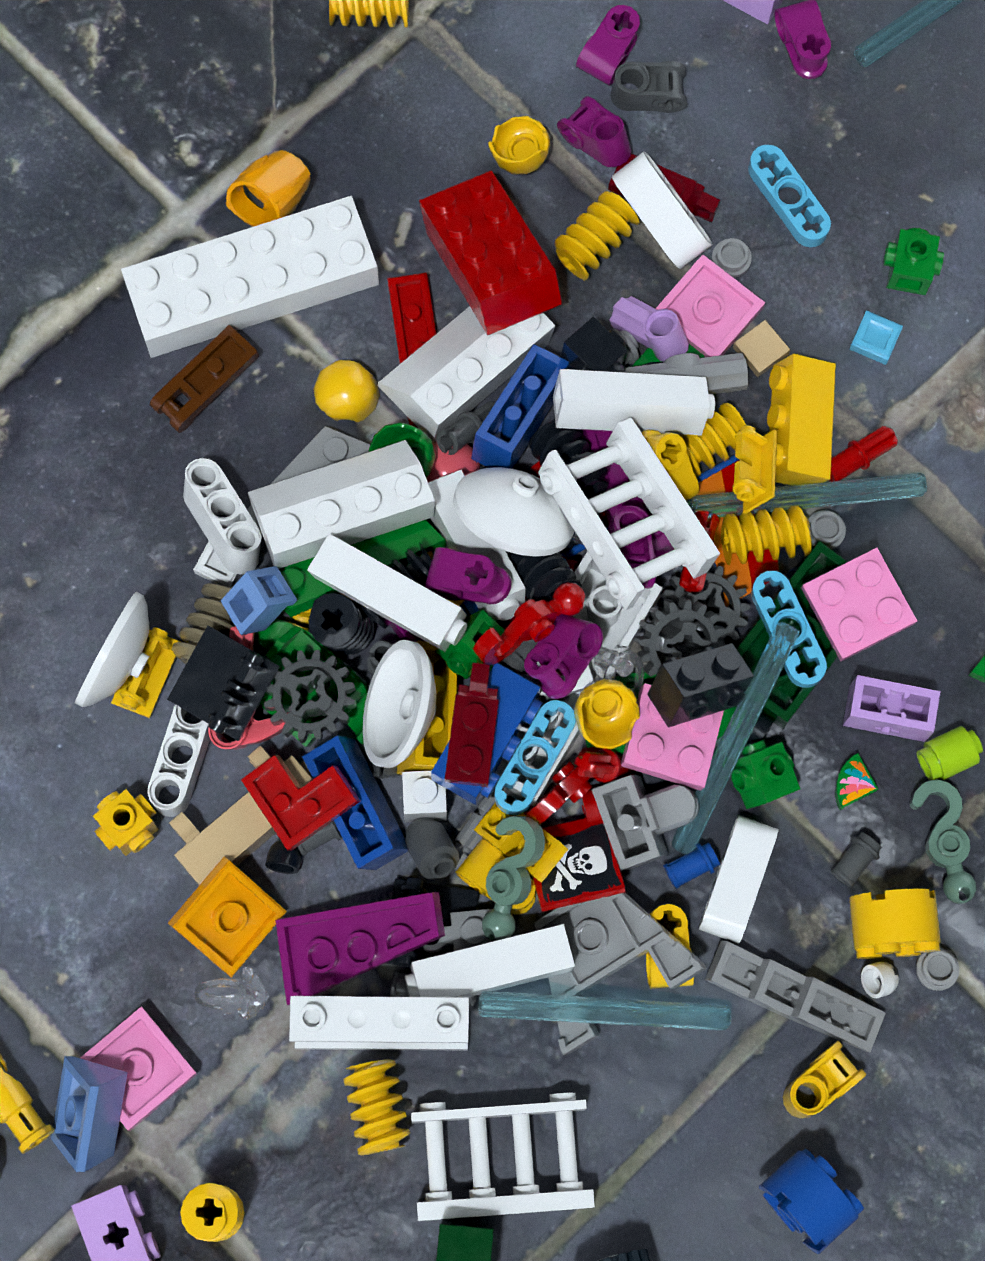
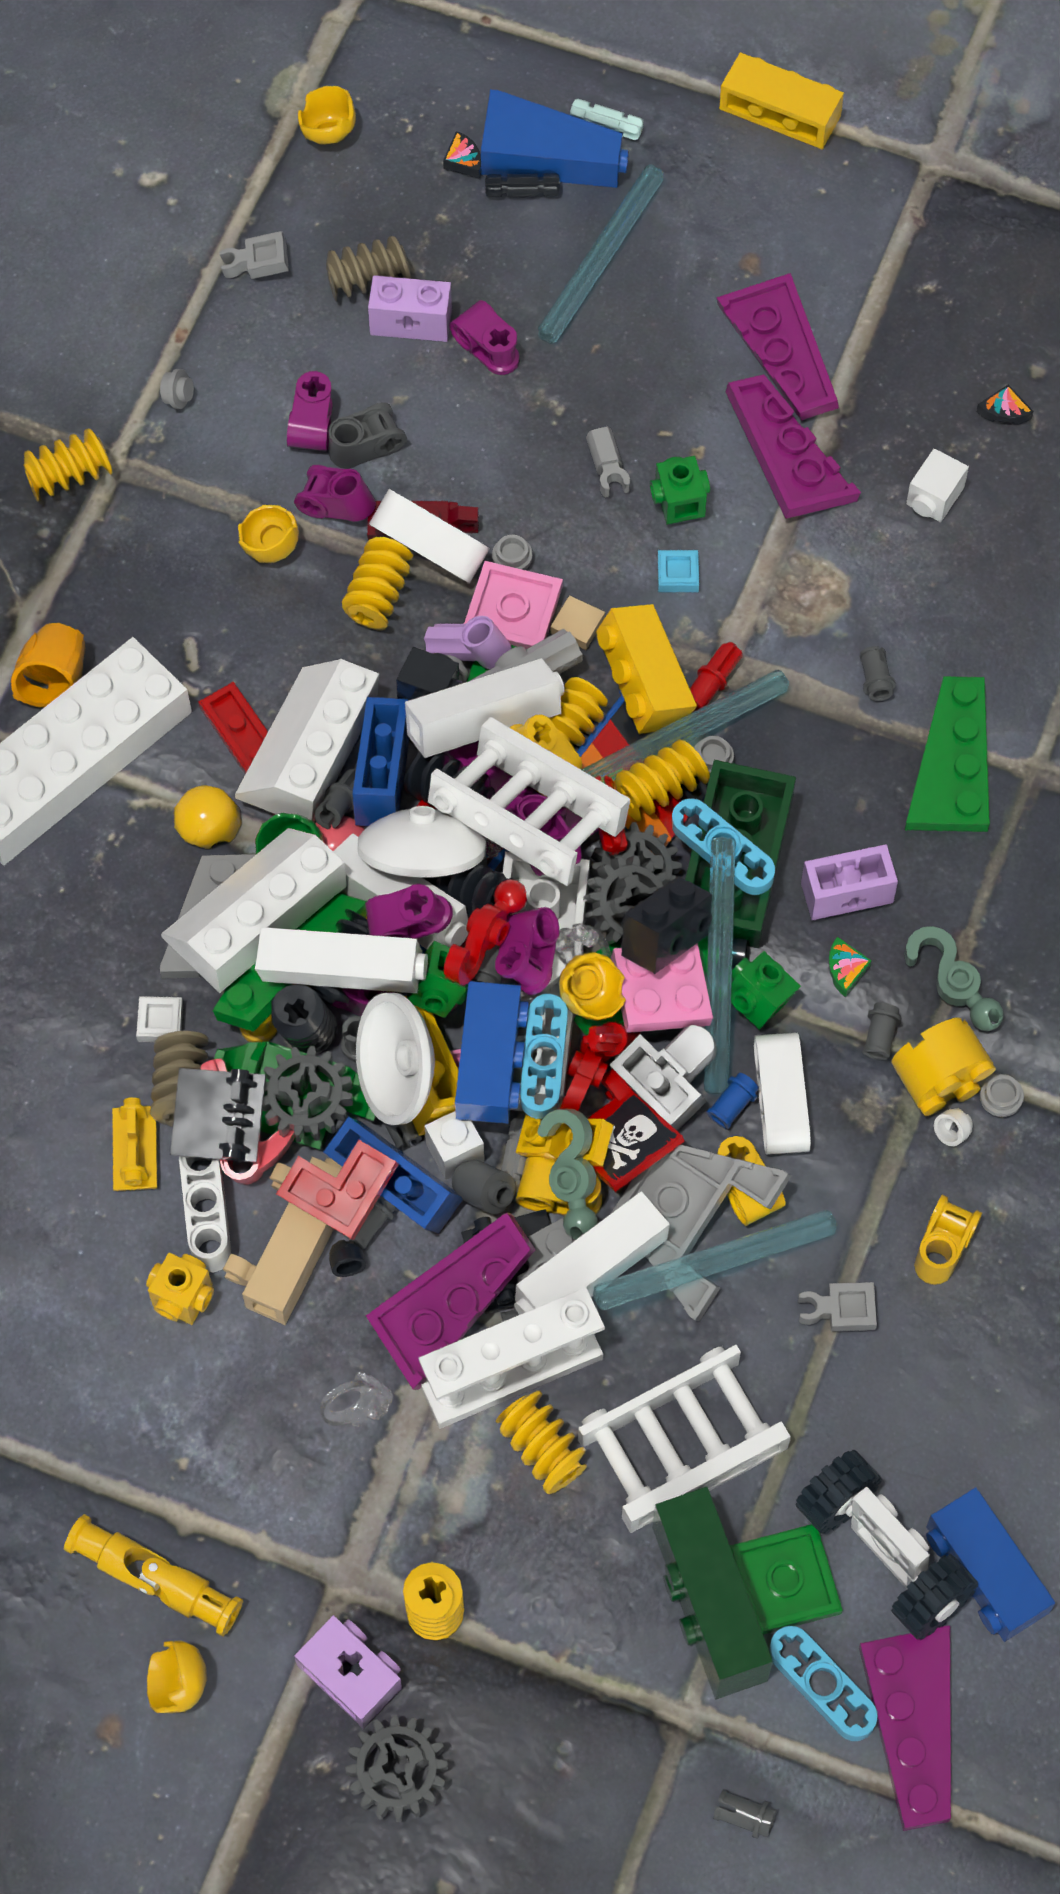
camera: 20 degrees left, 10 degrees down
(88, 1112) = (267, 1564): medium blue slope -> none
(119, 655) = (106, 1132): white dish -> none
(152, 1064) = (295, 1510): bright pink plate -> none
(204, 378) = (66, 859): reddish brown plate -> none
(222, 499) = (143, 973): white beam -> none
(227, 917) = (318, 1330): light orange plate -> none
(258, 599) = (216, 1024): medium blue brick -> none
(472, 730) = (477, 1047): dark red hinge -> none
(490, 252) = (288, 633): red brick -> none
(704, 1104) = (847, 1306): none -> light grey plate
(756, 468) = (624, 720): yellow hinge -> none
(795, 996) = (883, 1175): light grey slope -> none
(810, 1200) = (985, 1342): blue brick -> none
(814, 212) = (532, 464): medium azure beam -> none
(859, 604) = (776, 798): bright pink plate -> none
(860, 202) = (607, 459): none -> light grey bar
(950, 753) = (921, 901): lime brick -> none

